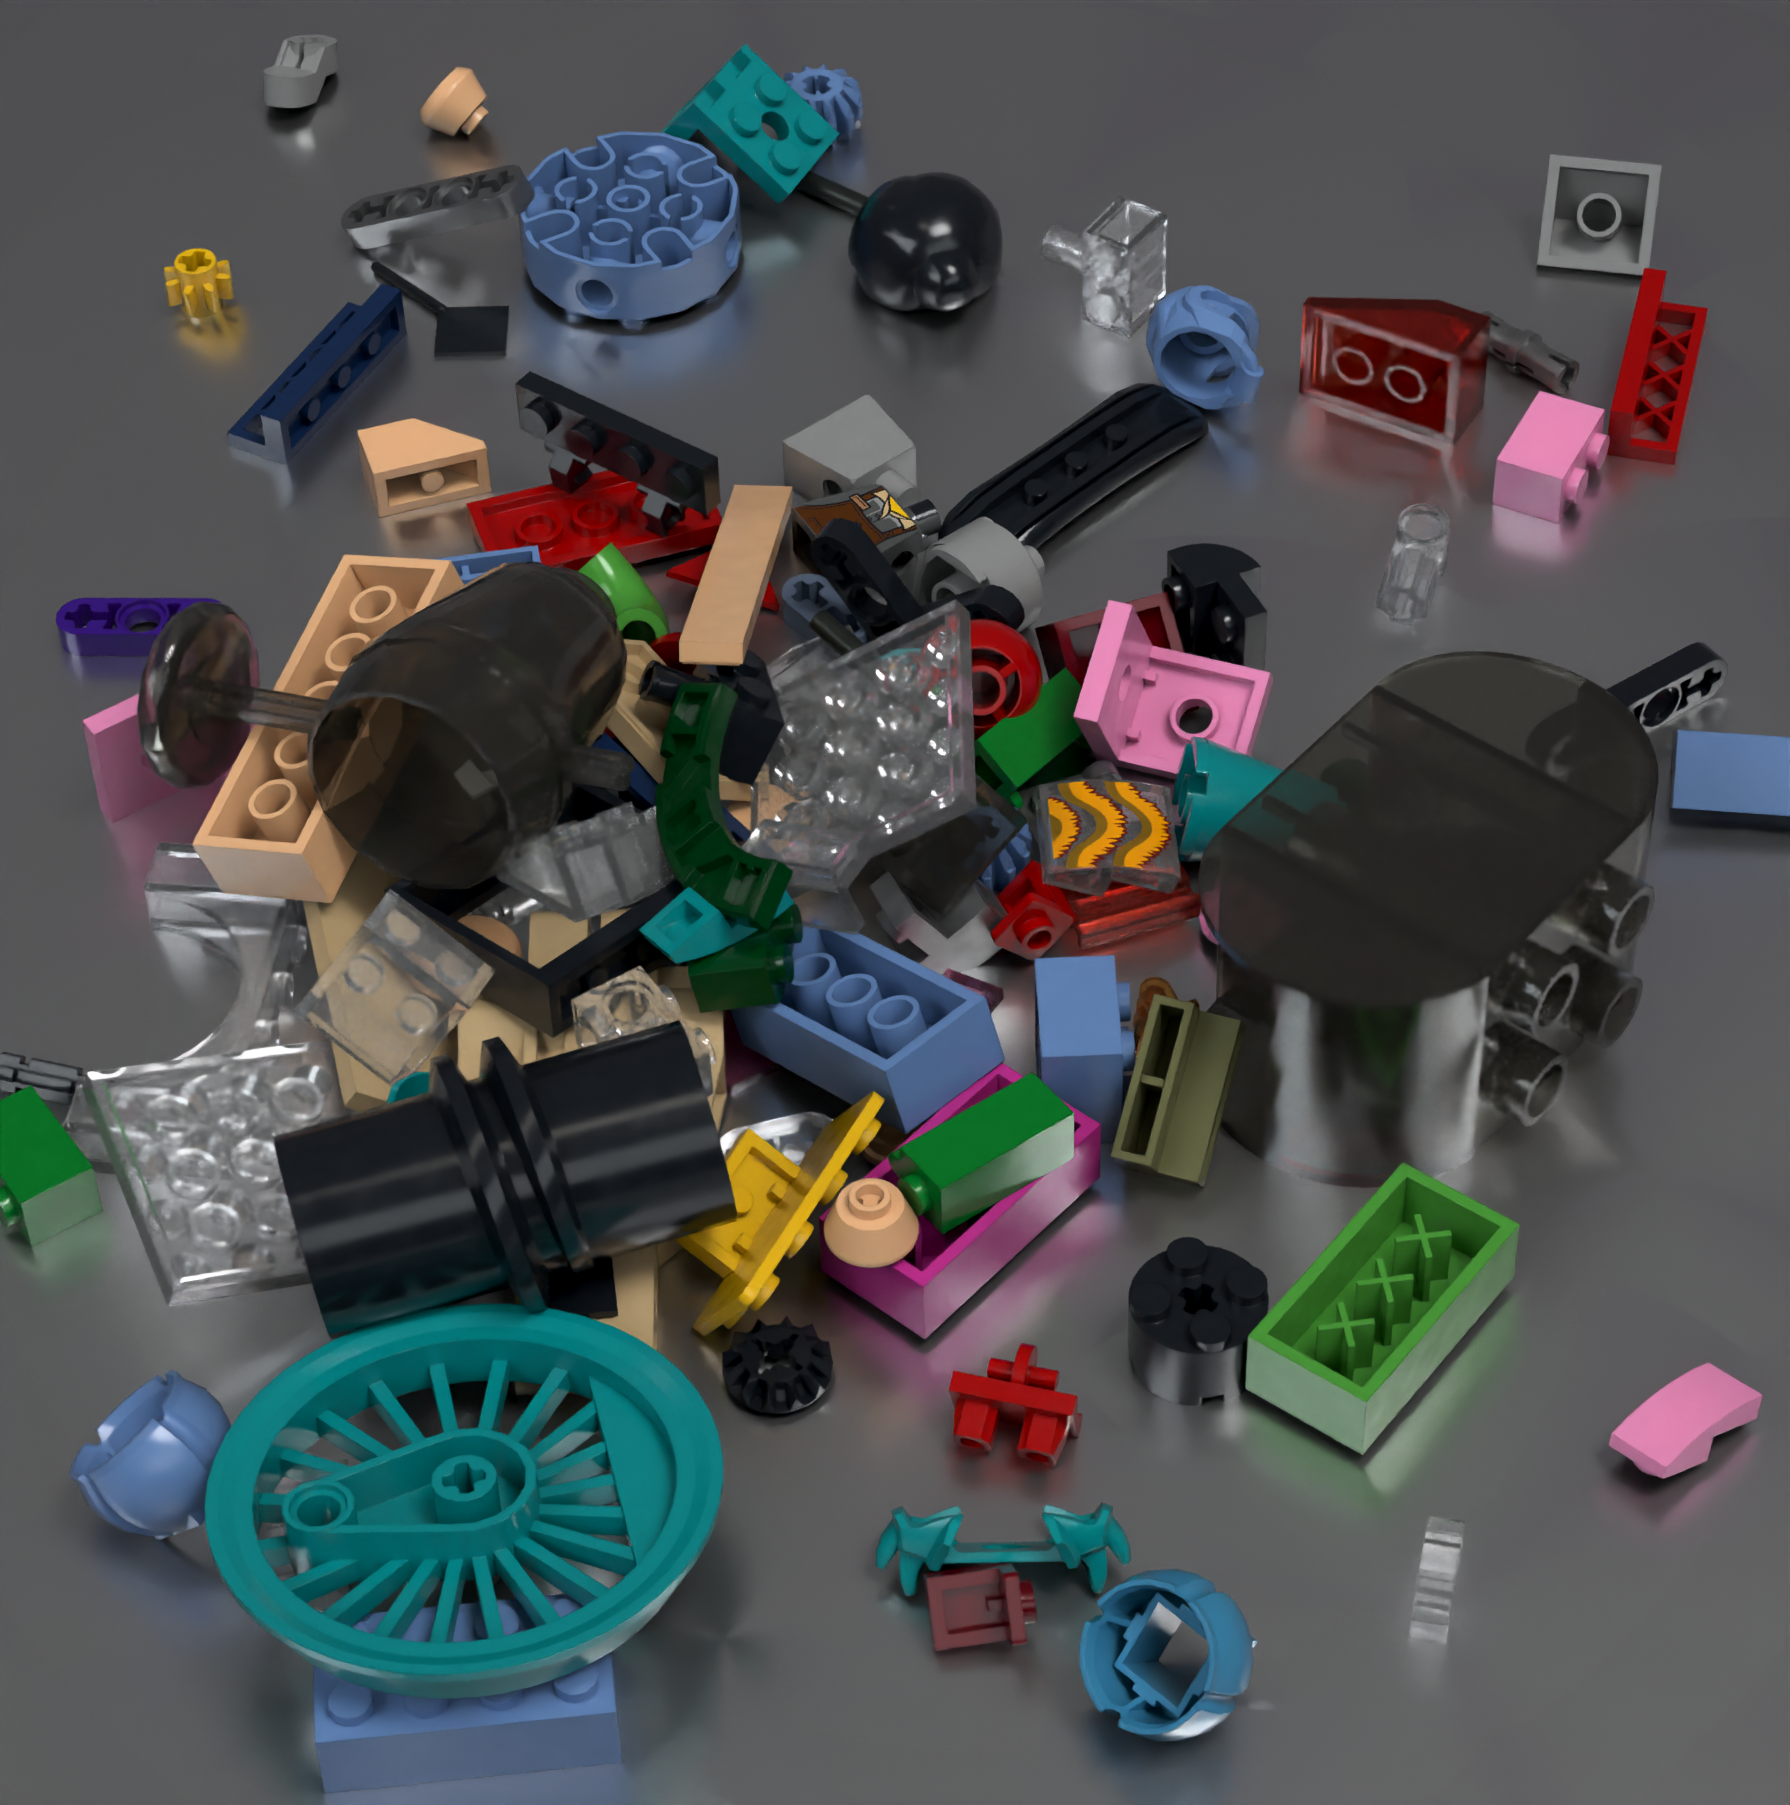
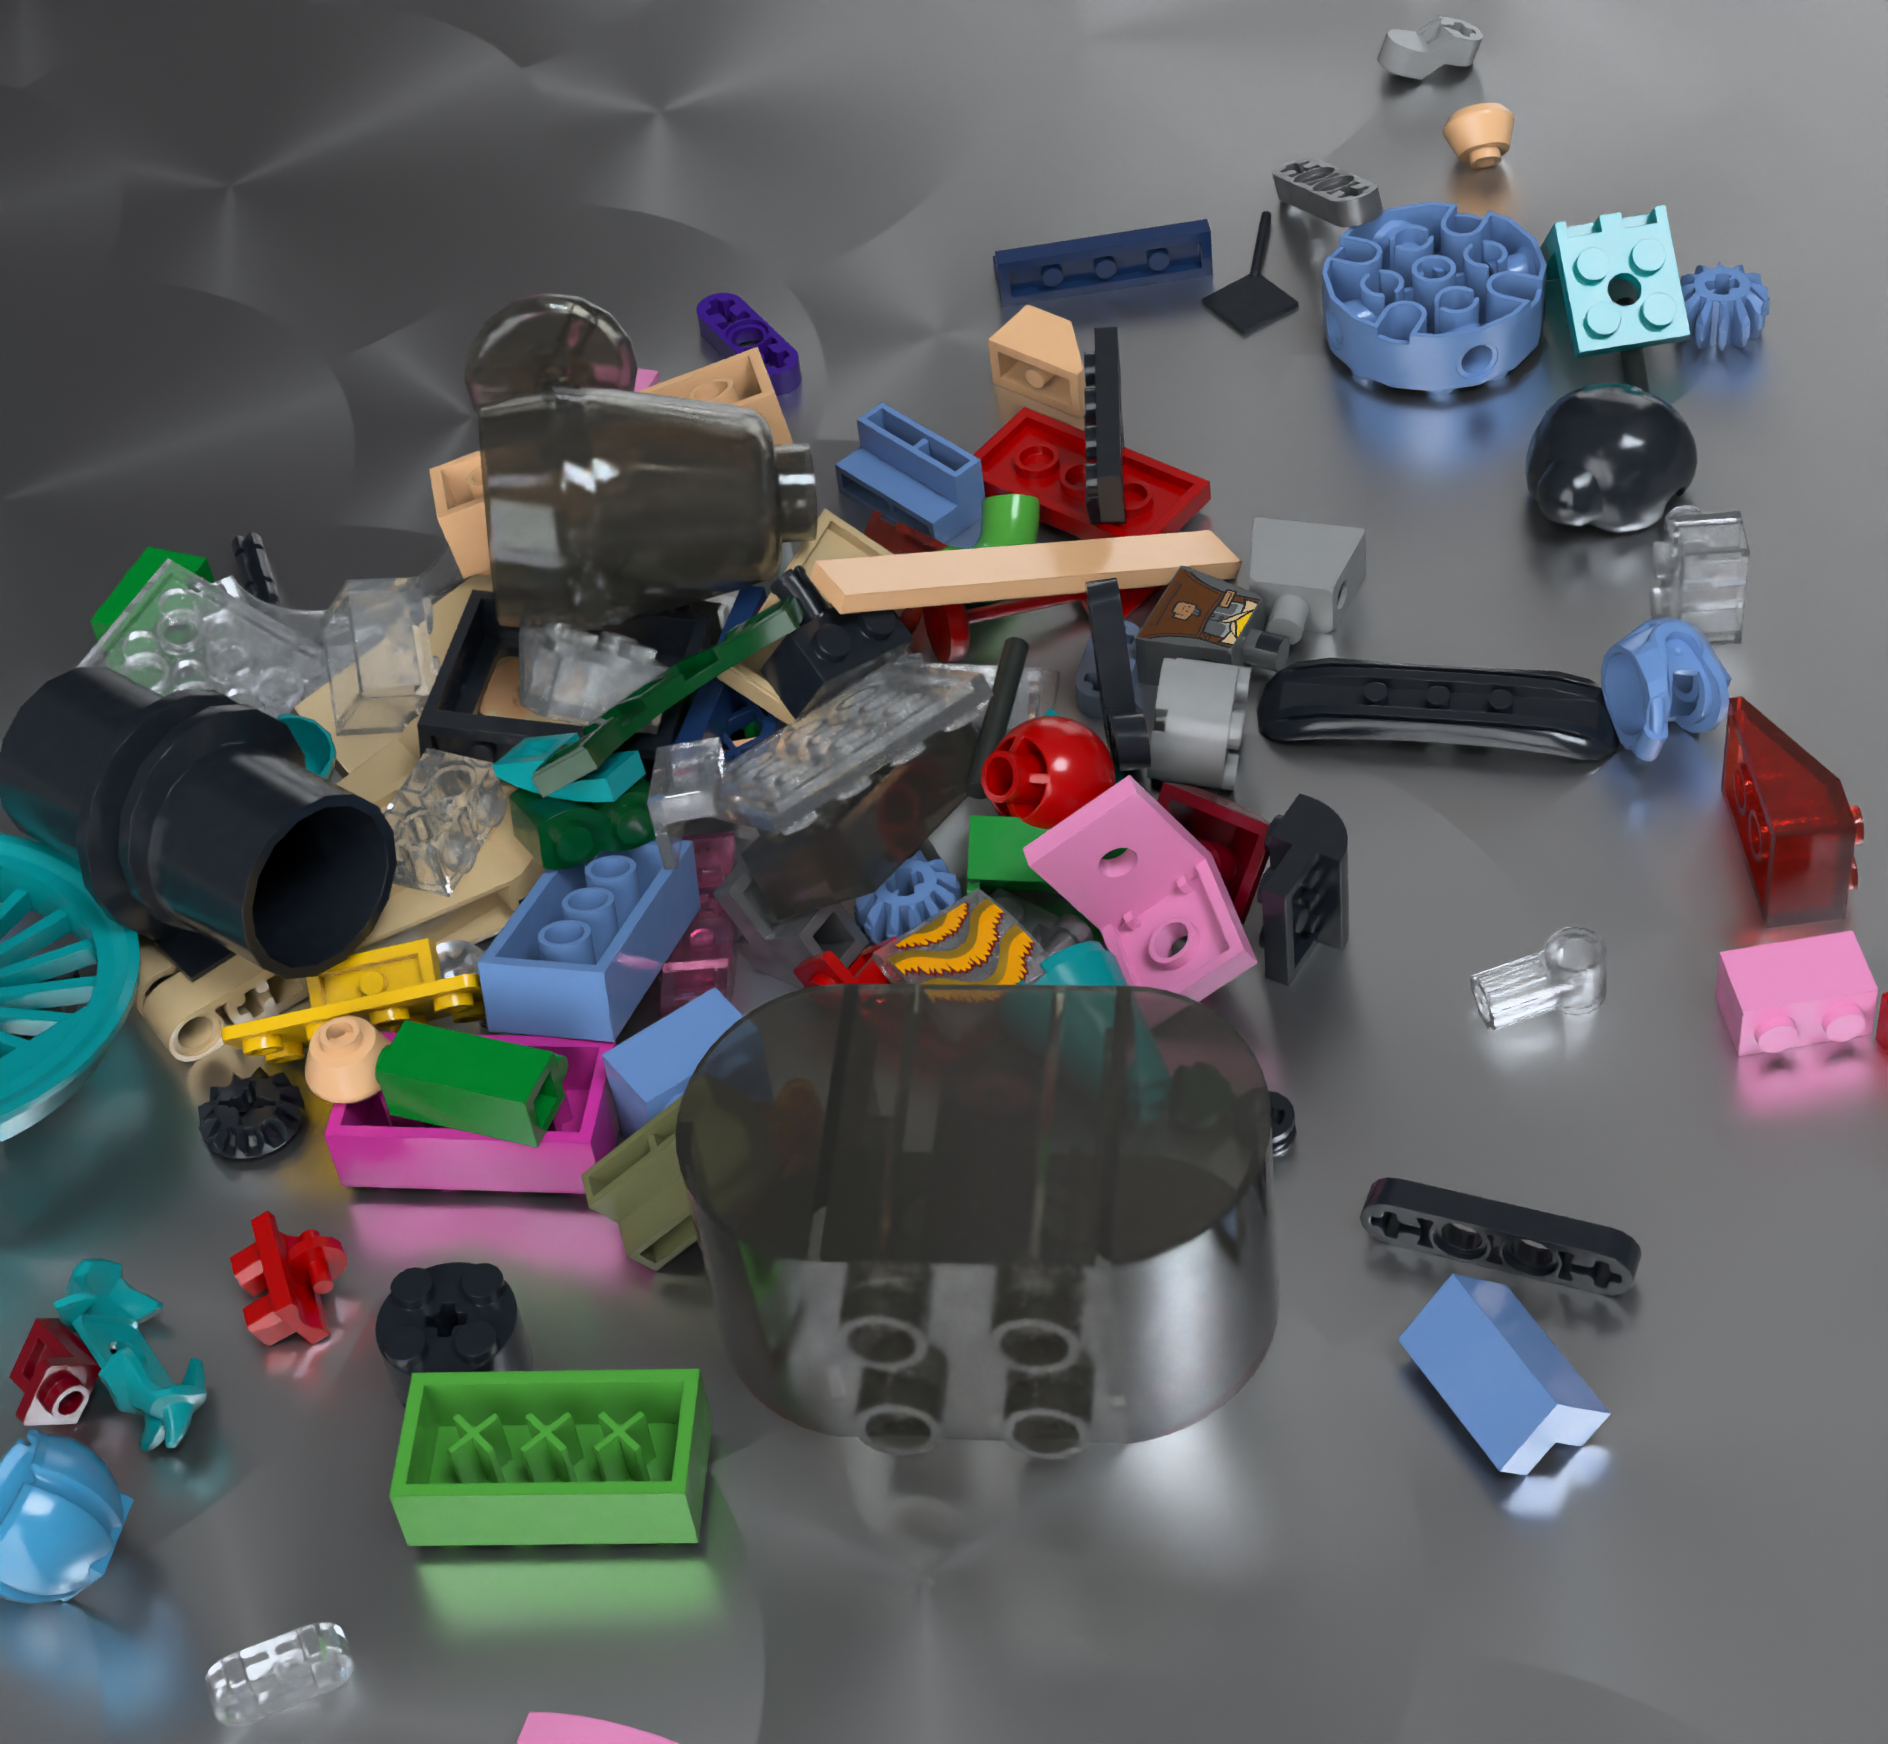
camera: 60 degrees right, 0 degrees up
(198, 283) = (1131, 145): yellow gear -> none

